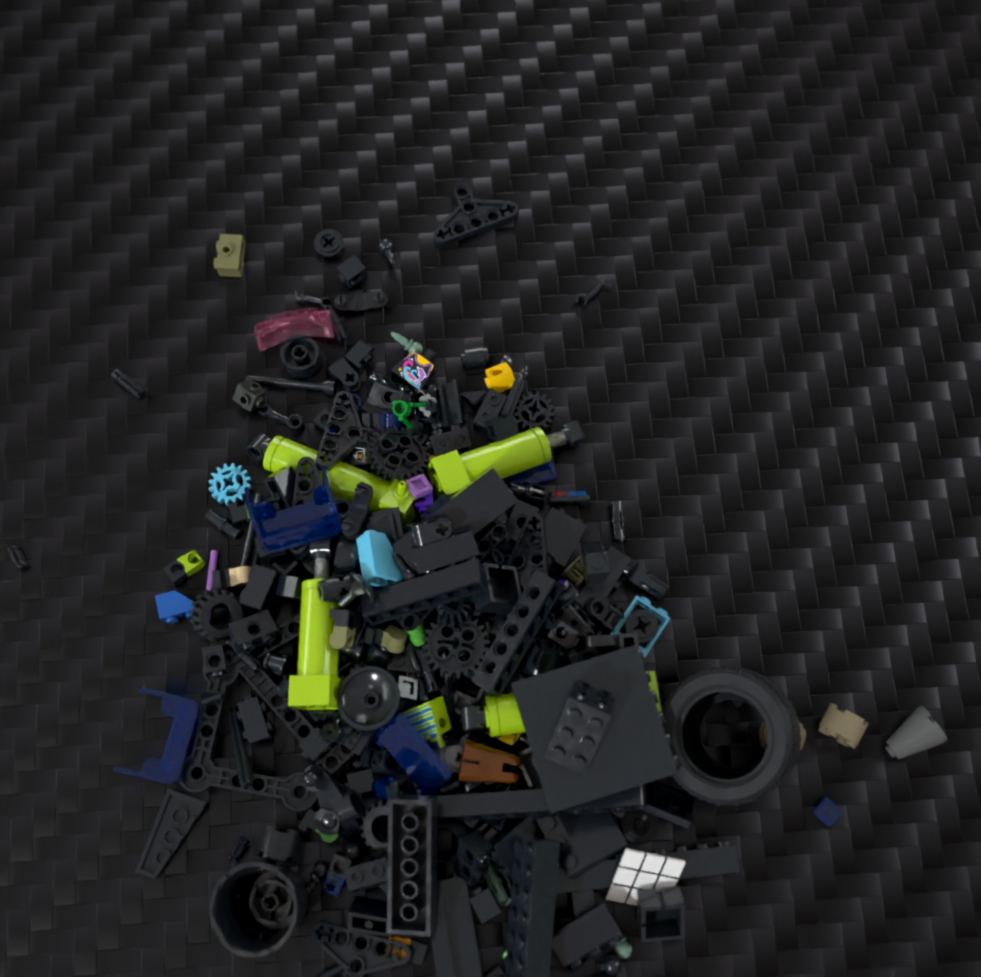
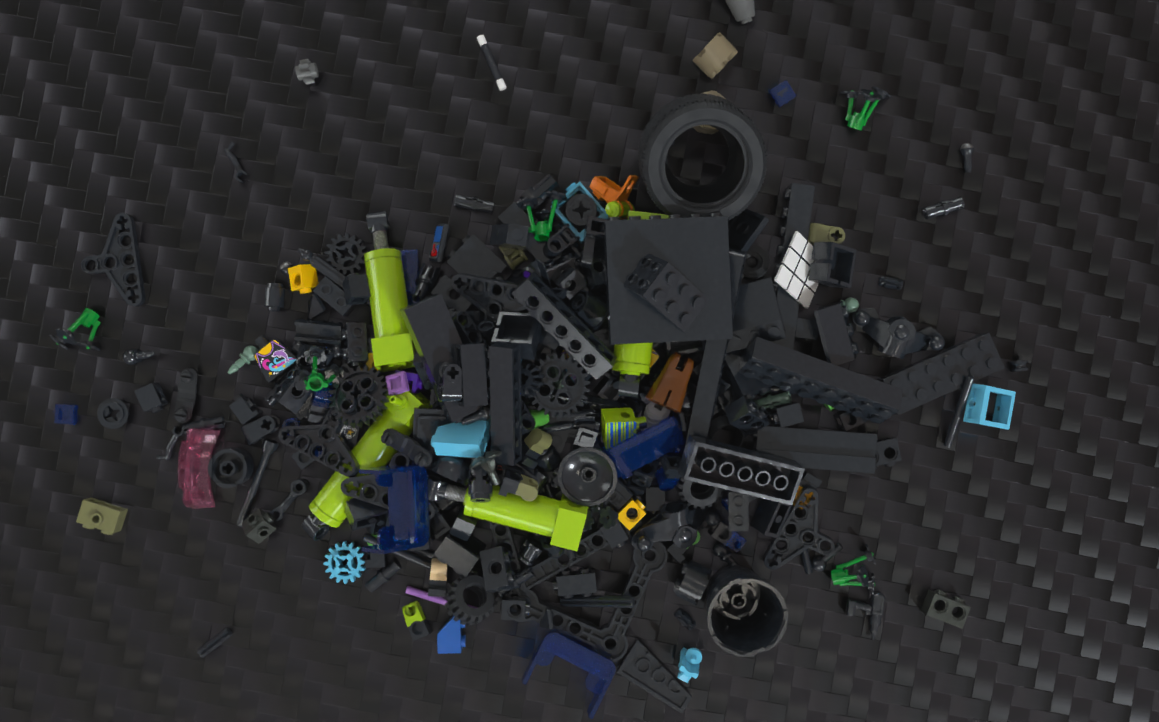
camera: 80 degrees left, 15 degrees up
(190, 865) = (689, 664): none -> medium azure hips
(319, 204) = (66, 414): none -> clear blue tile
(333, 751) = (630, 522): none -> yellow brick
(411, 200) = (87, 319): none -> plant
(624, 594) = (545, 218): none -> plant
(666, 656) = (614, 195): none -> orange piece
(692, 895) = (822, 233): none -> olive piece
(698, 334) = (307, 71): none -> dark grey gear
(762, 503) = (491, 62): none -> black bar
(826, 904) = (859, 120): none -> plant

